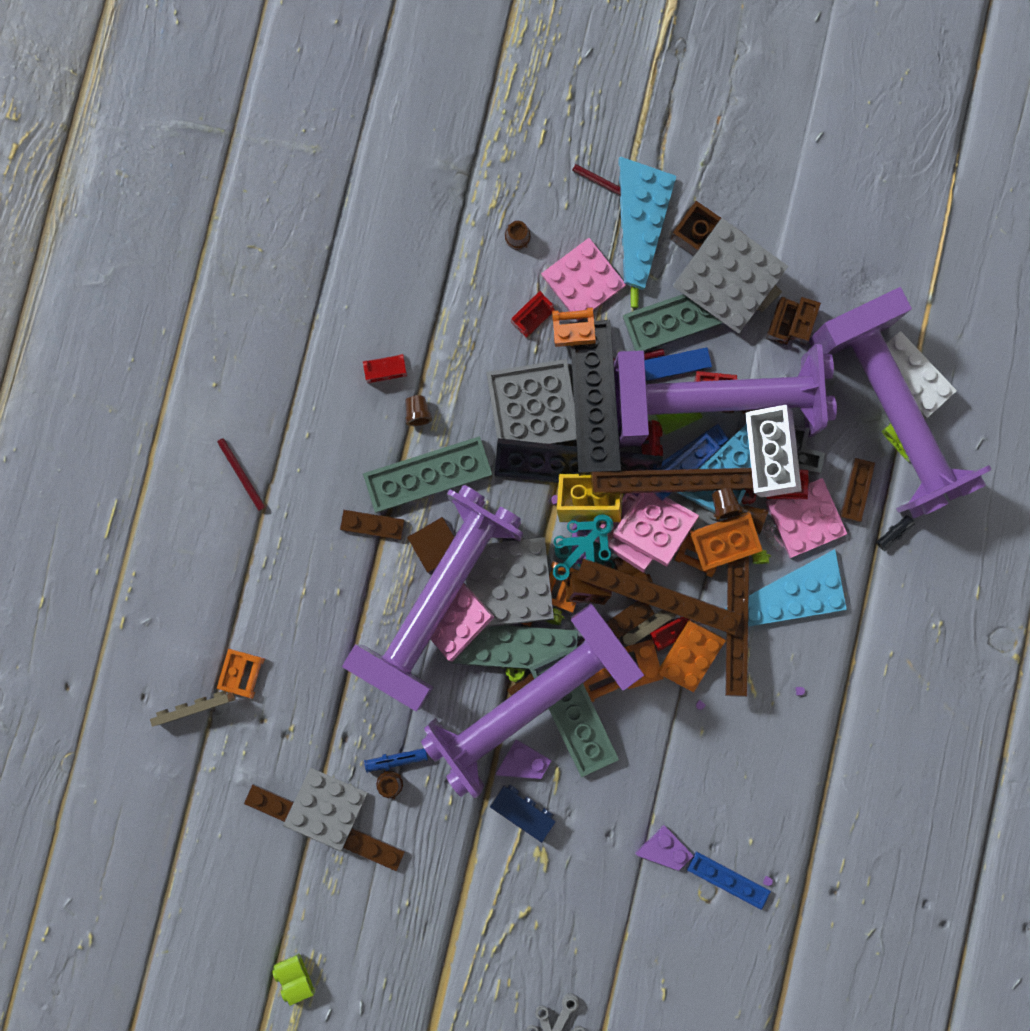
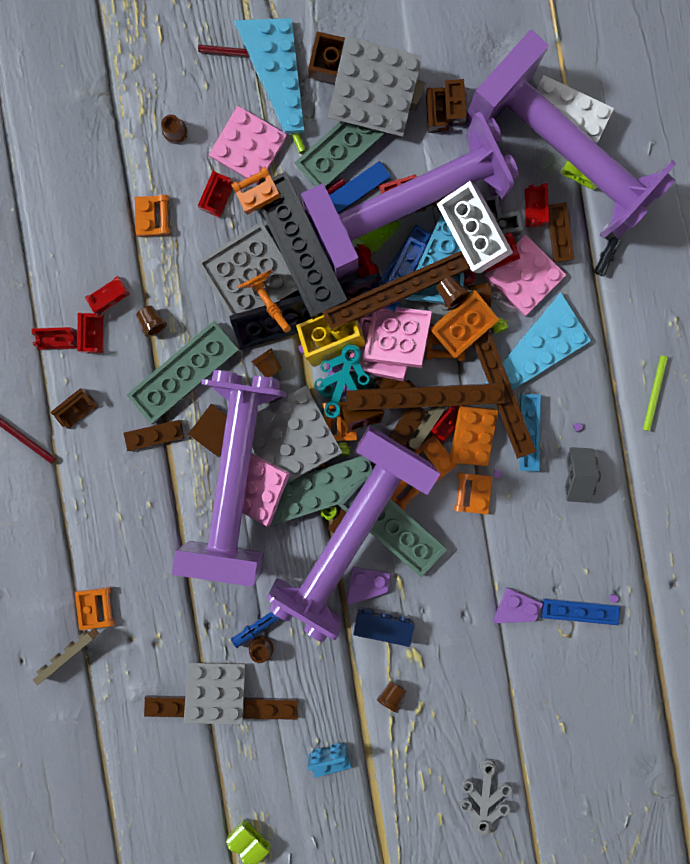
camera: 15 degrees left, 5 degrees up
(305, 466) = (74, 408): none -> reddish brown hinge
(315, 389) = (55, 338): none -> red hinge
(352, 398) = (90, 332): none -> red hinge
(412, 927) = (329, 760): none -> dark azure bracket
(455, 306) = (146, 215): none -> orange plate
(503, 887) = (392, 696): none -> reddish brown piece
(515, 499) = (267, 363): none -> reddish brown piece
(544, 451) = (272, 308): none -> orange dish
(673, 718) = (479, 493): none -> orange plate
(757, 658) = (530, 409): none -> dark azure plate
(784, 740) = (581, 475): none -> dark grey brick
(844, 454) = (536, 205): none -> red hinge
(890, 689) = (655, 393): none -> lime bar

